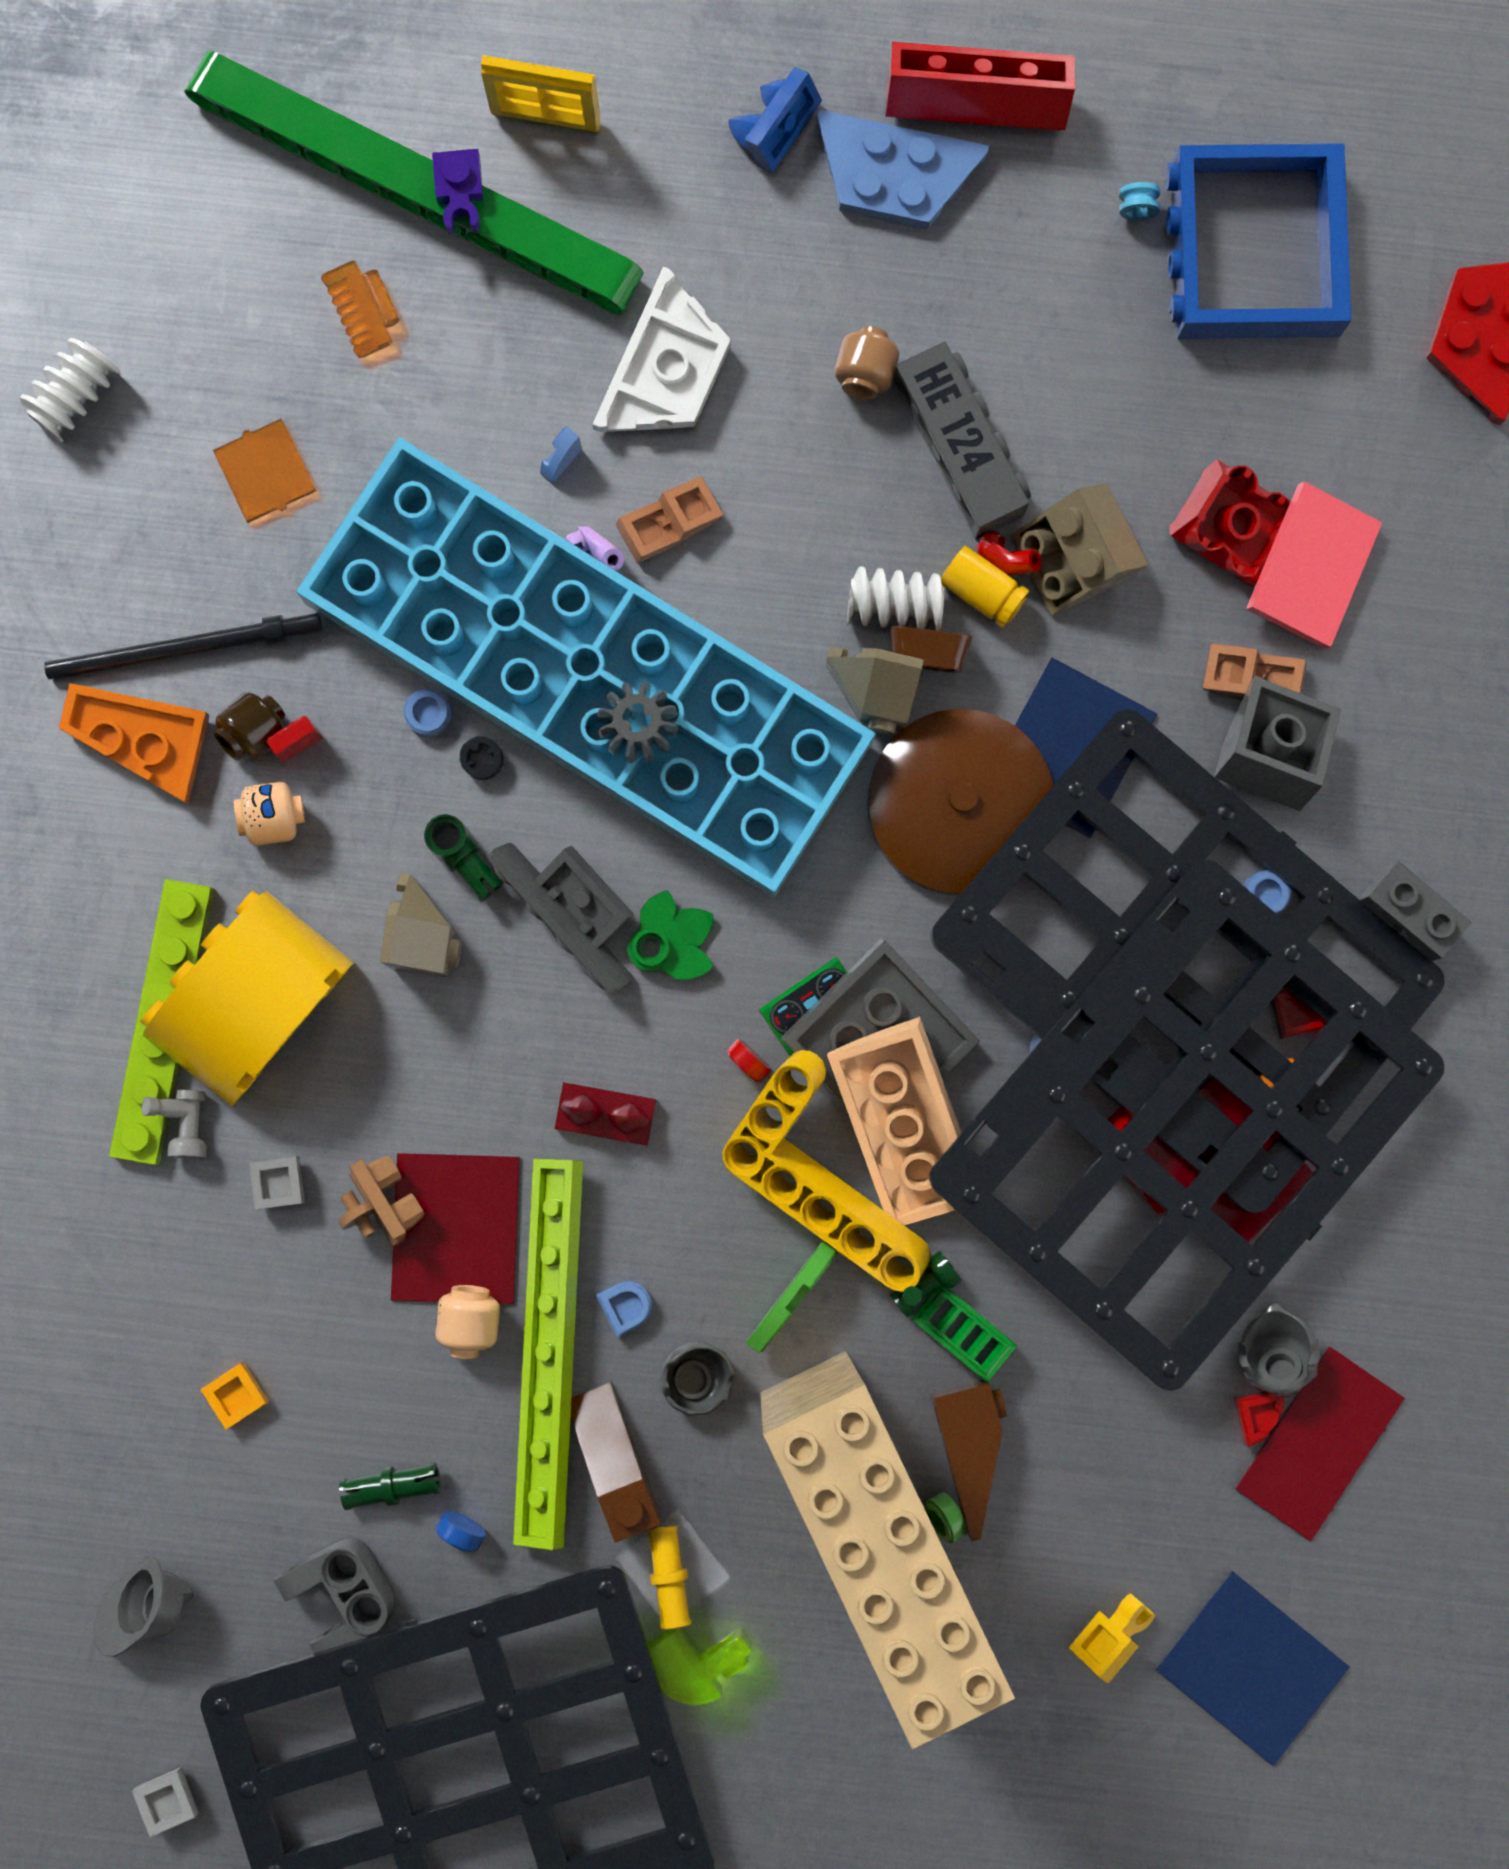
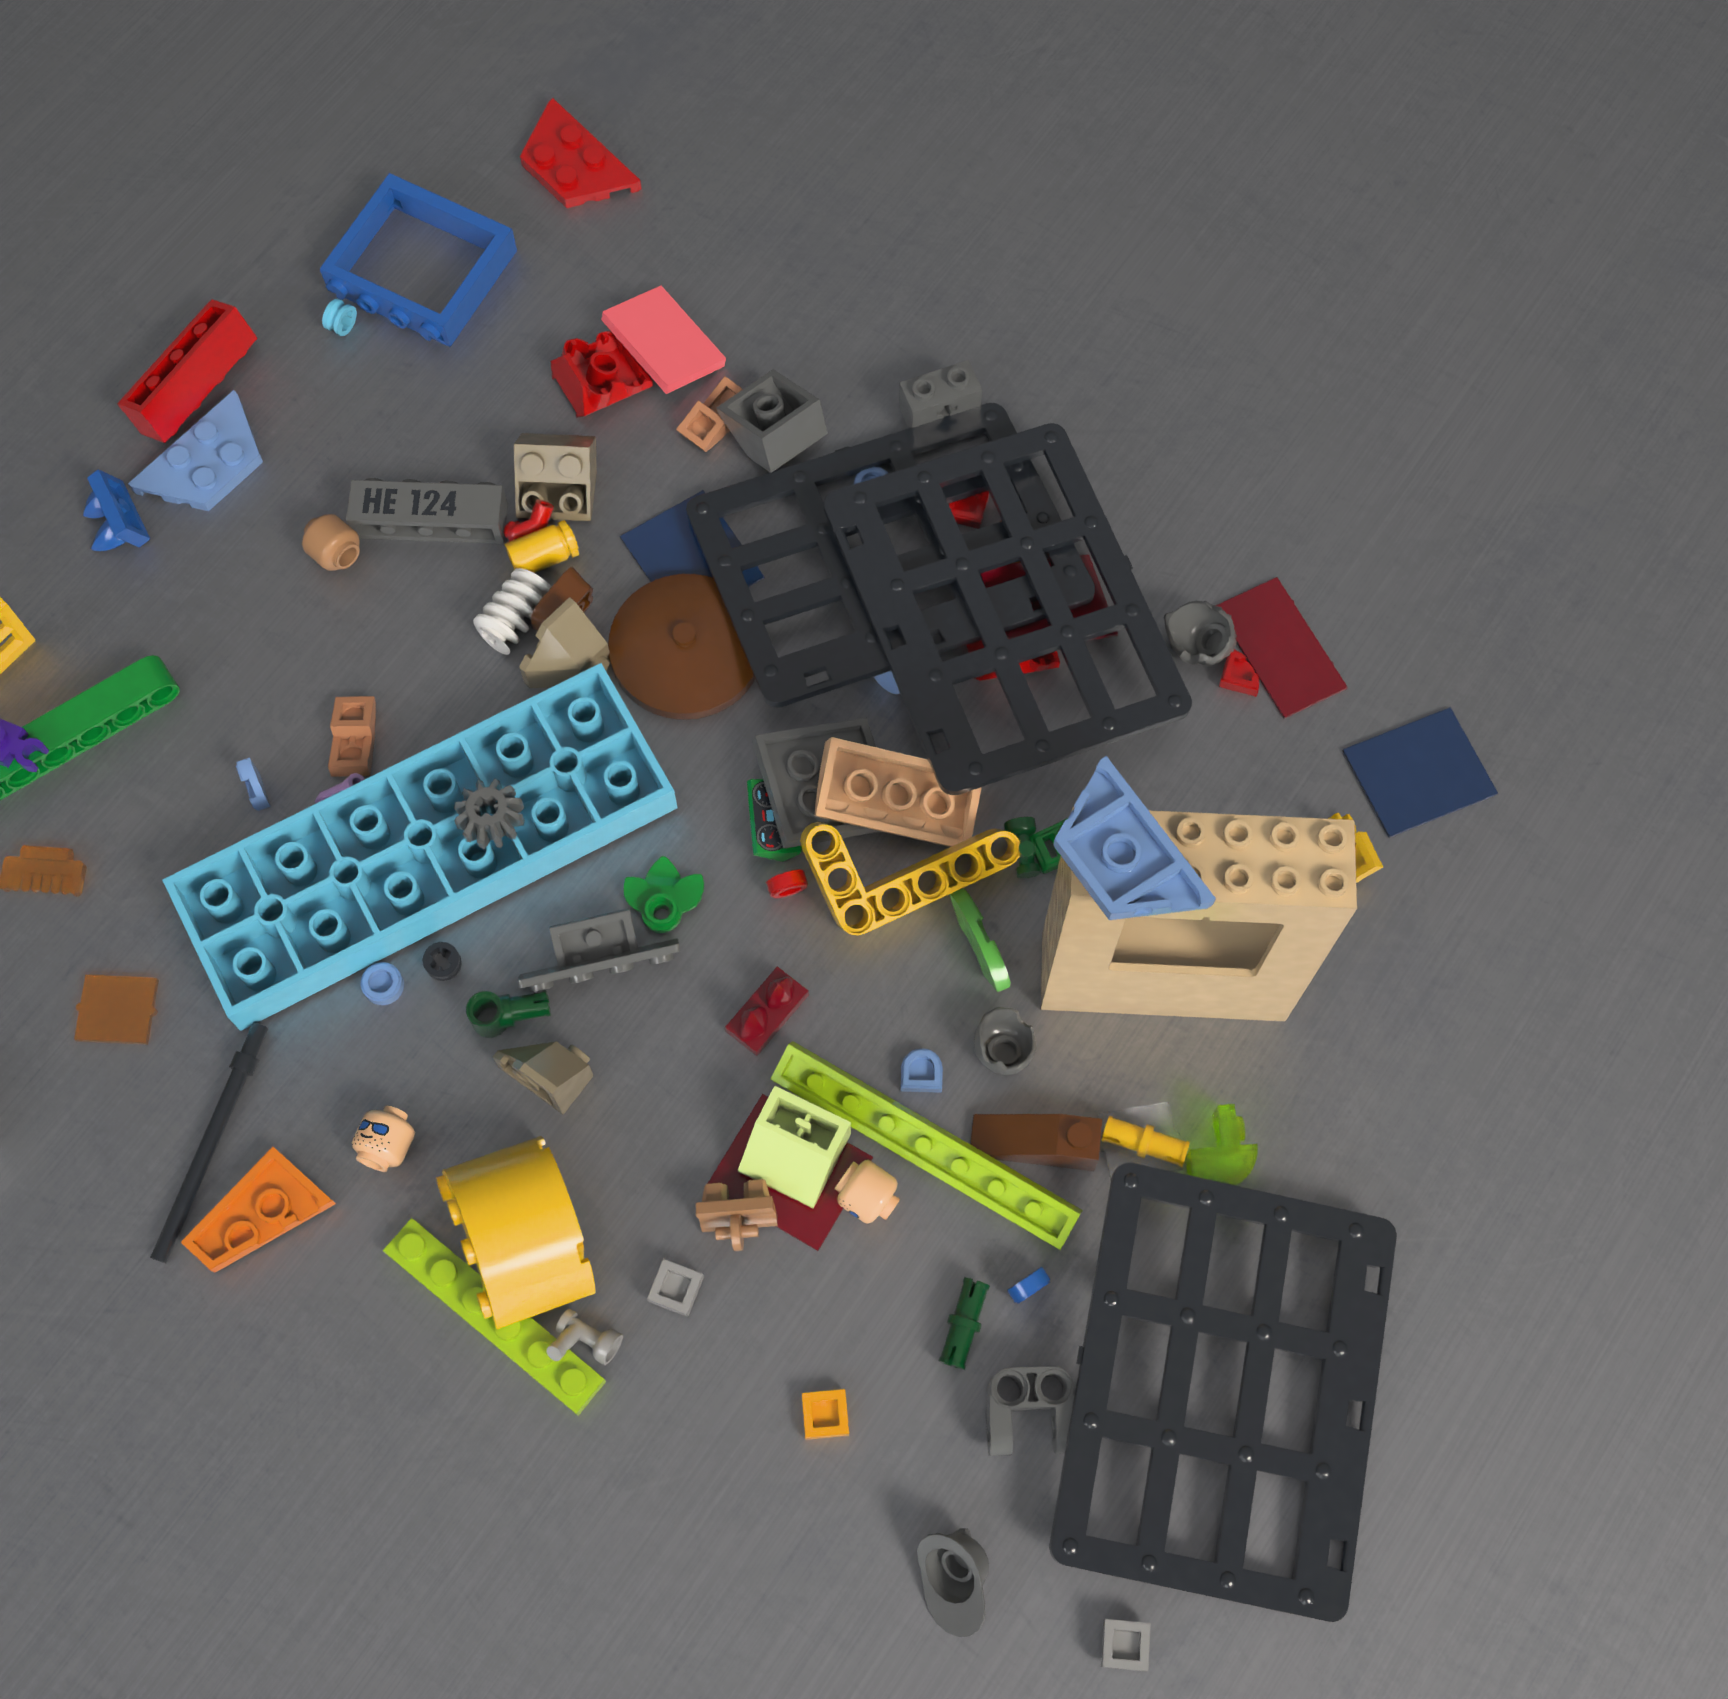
camera: 60 degrees left, 15 degrees down
(247, 725) = (306, 1119): dark brown head -> none
(294, 738) = (338, 1089): red tile -> none
(472, 1225) = (794, 1146): none -> yellowish green slope
(665, 365) = (238, 678): white wing -> none
(830, 1473) = (1125, 853): none -> medium blue wing

